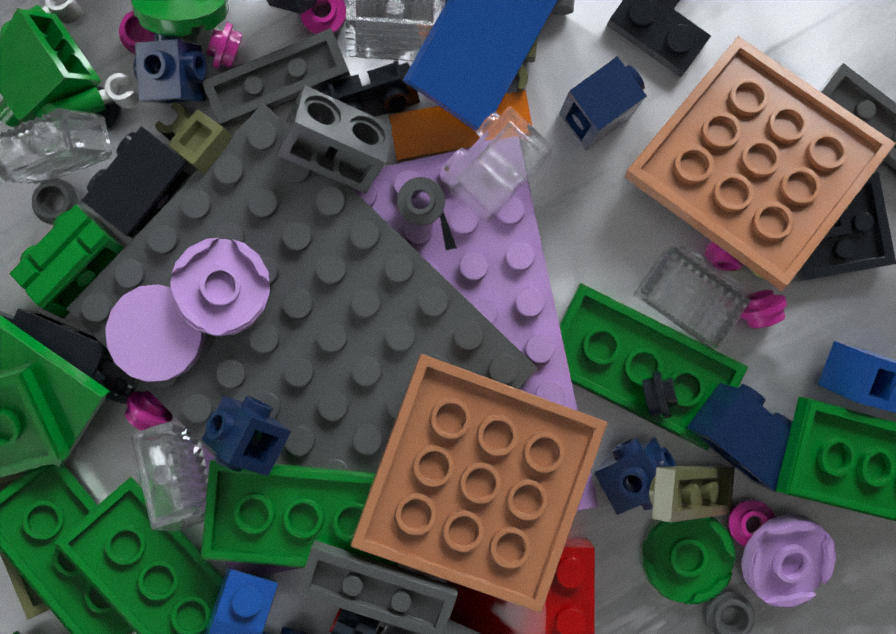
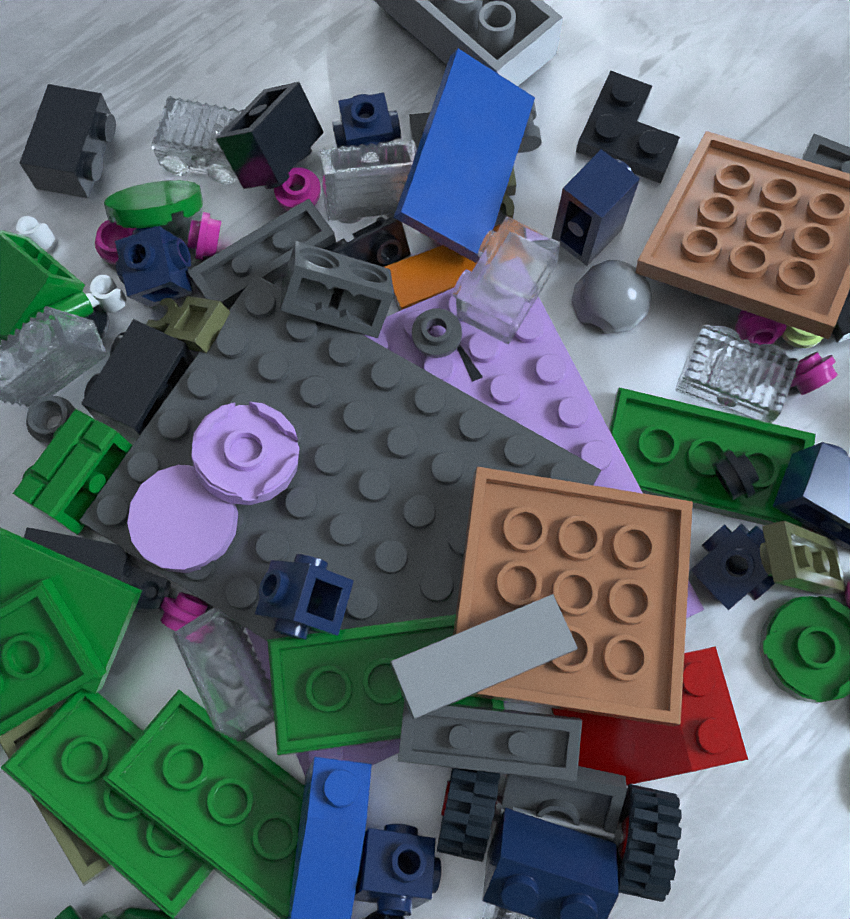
camera: 10 degrees left, 15 degrees down
(385, 527) = (482, 656): none -> light grey tile
(598, 191) = (612, 296): none -> light grey hair

